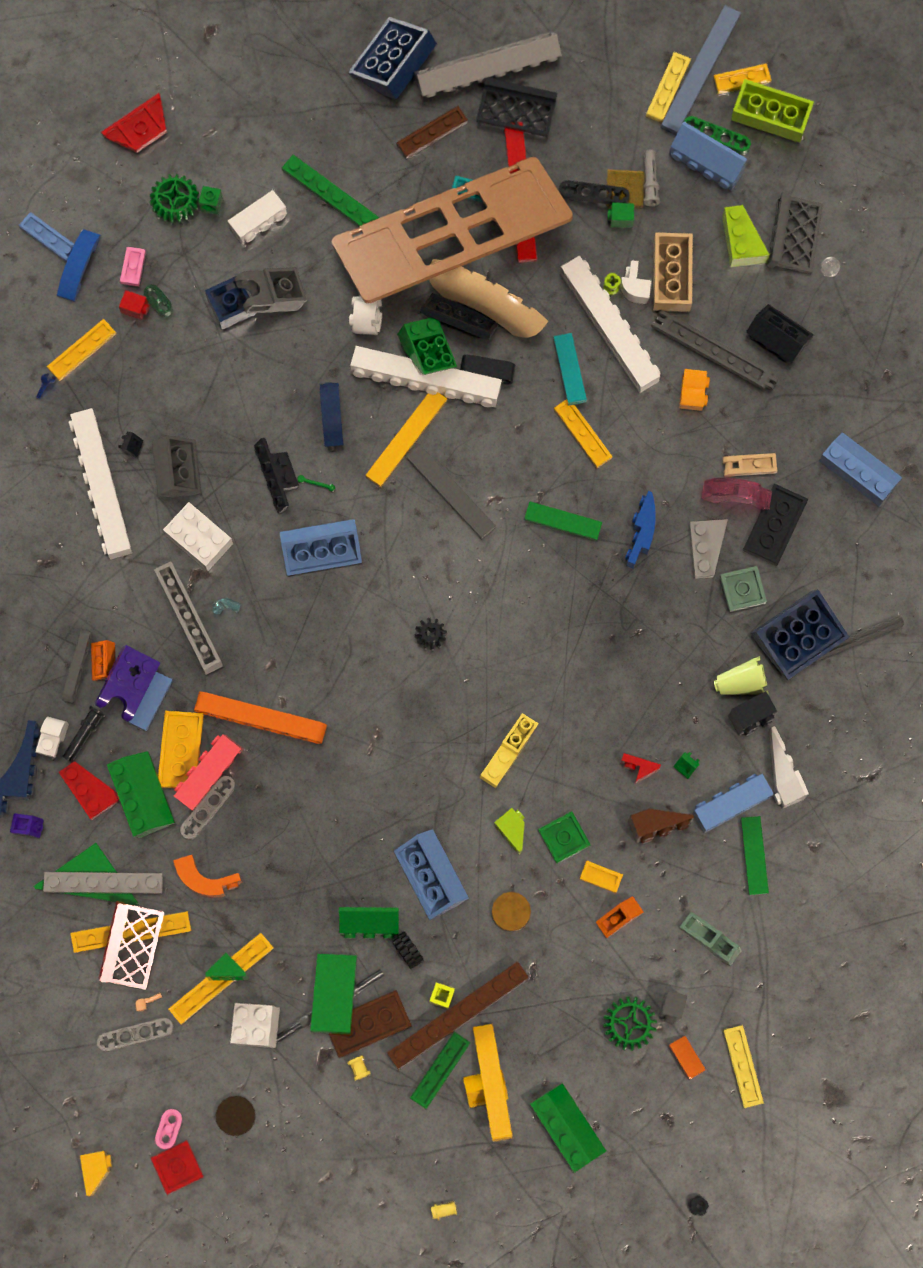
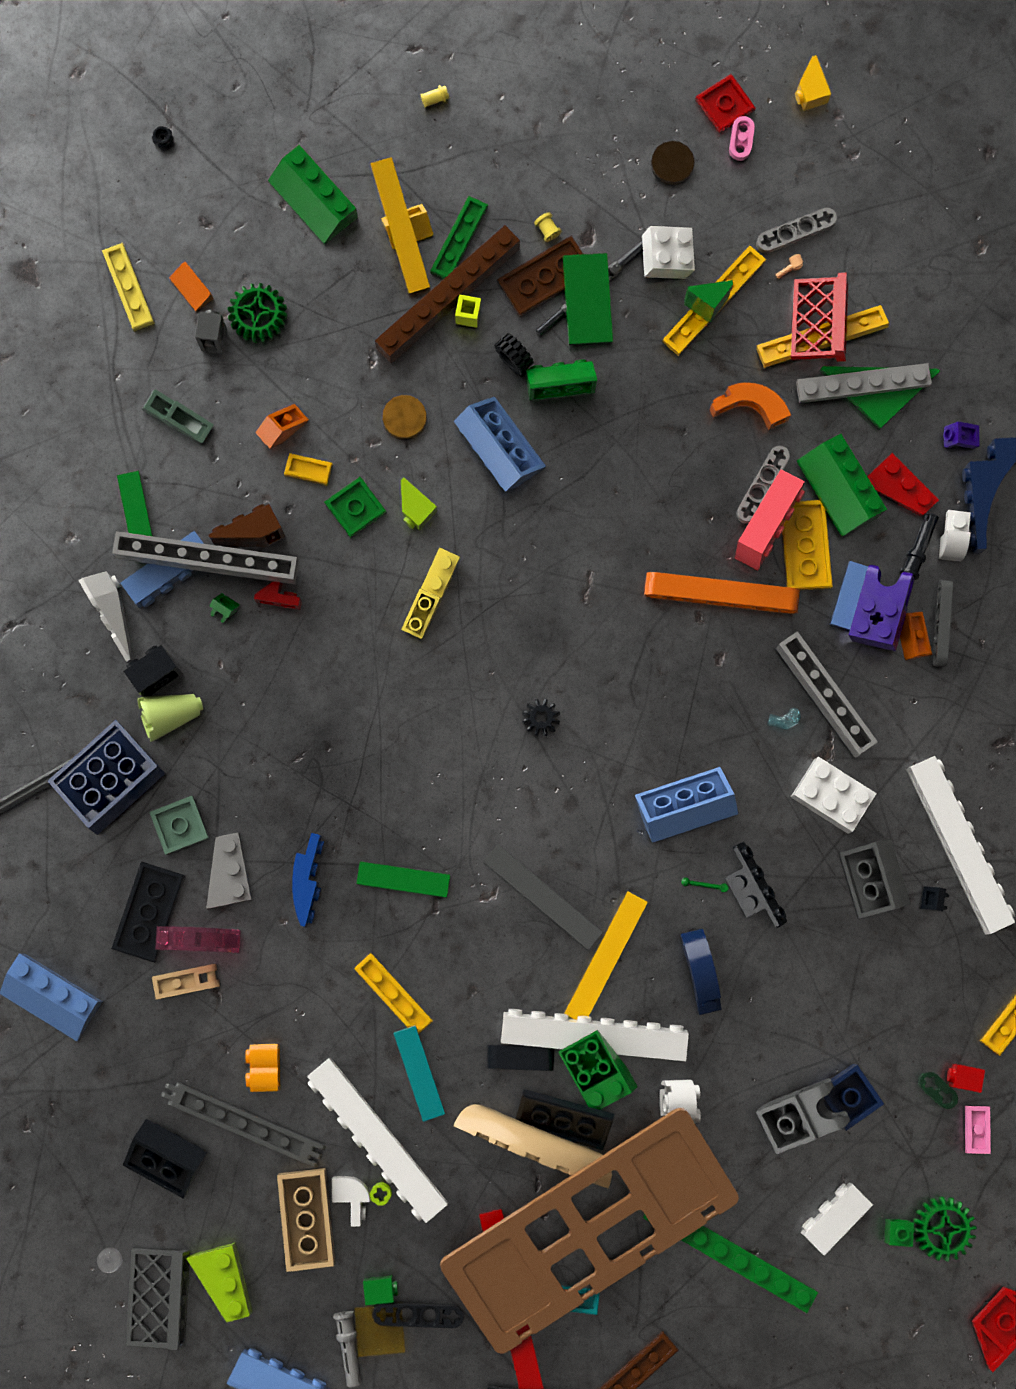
camera: 170 degrees right, 5 degrees up
(698, 799) = (205, 557): none -> light grey brick

